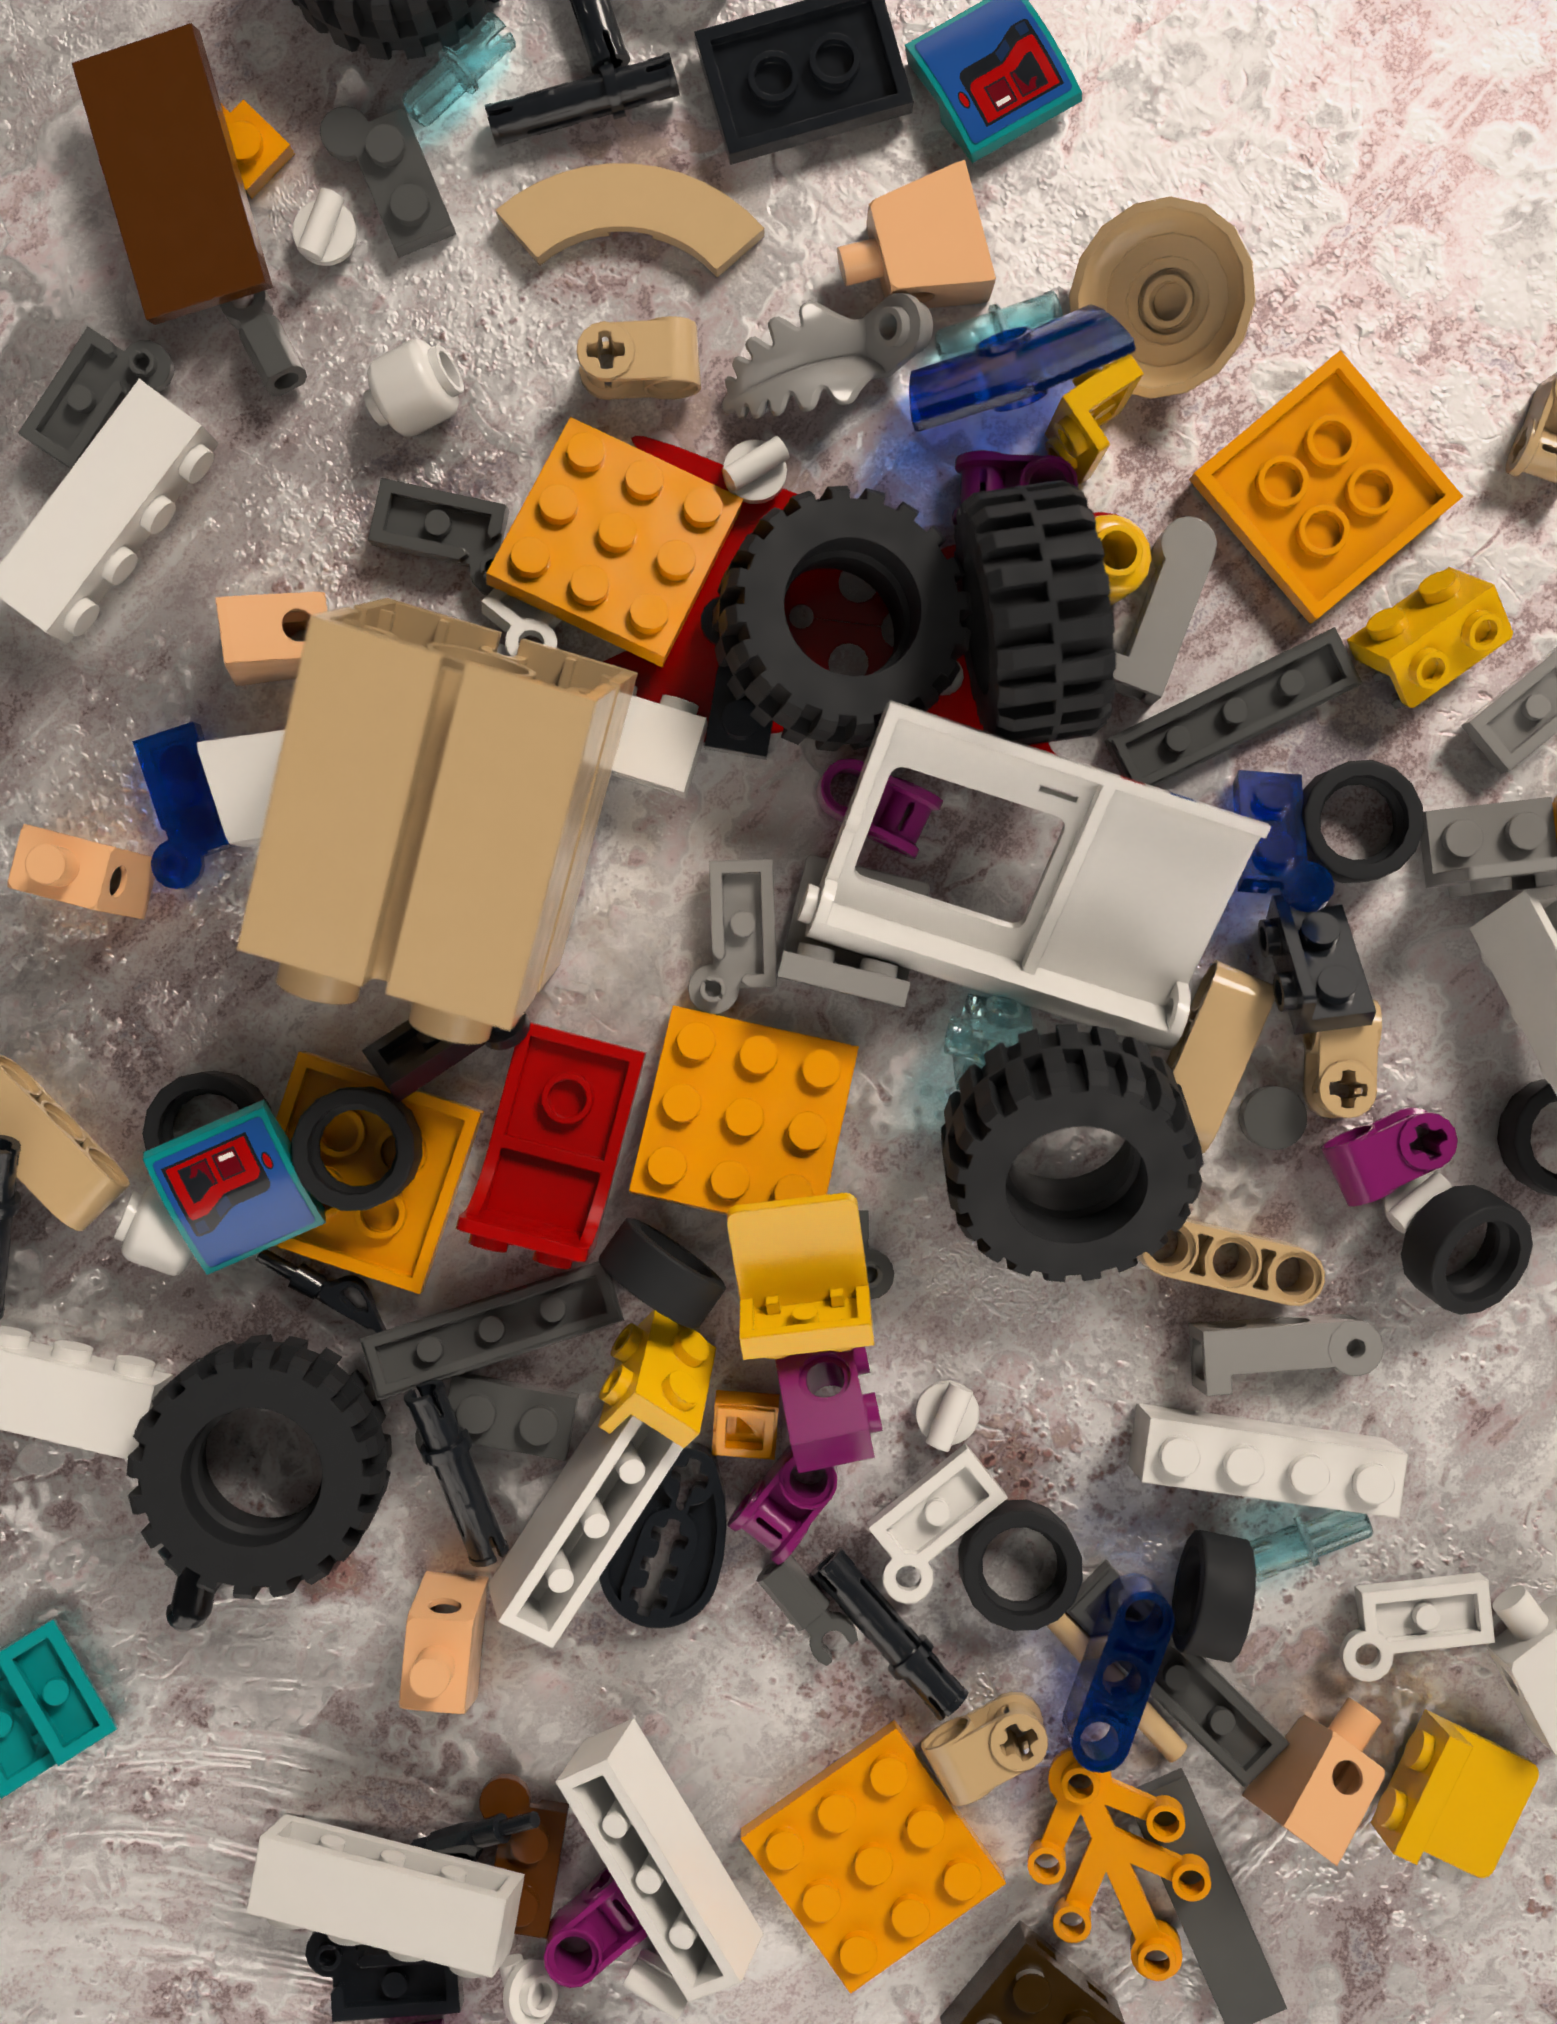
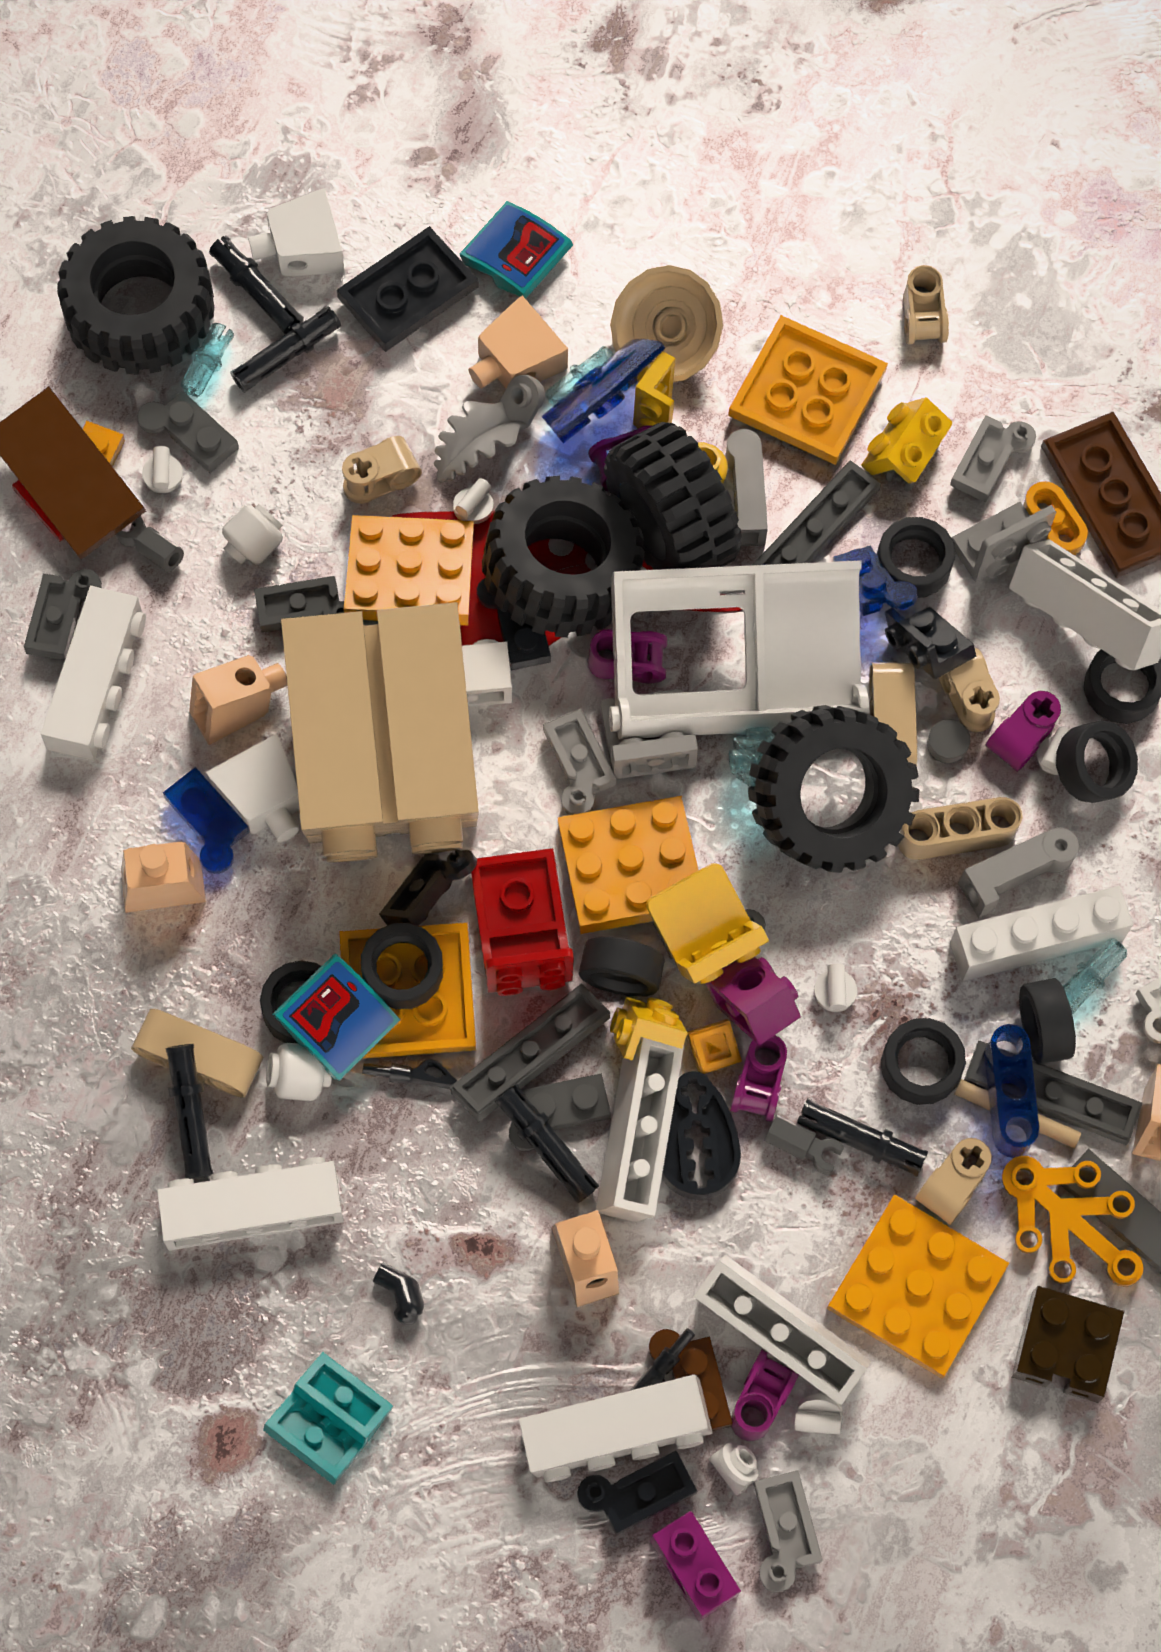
camera: 25 degrees left, 20 degrees down
(212, 1533) = (427, 1125): black tyre -> none
(631, 199) = (339, 388): tan tile -> none
(932, 1518) = (856, 1054): white hinge -> none

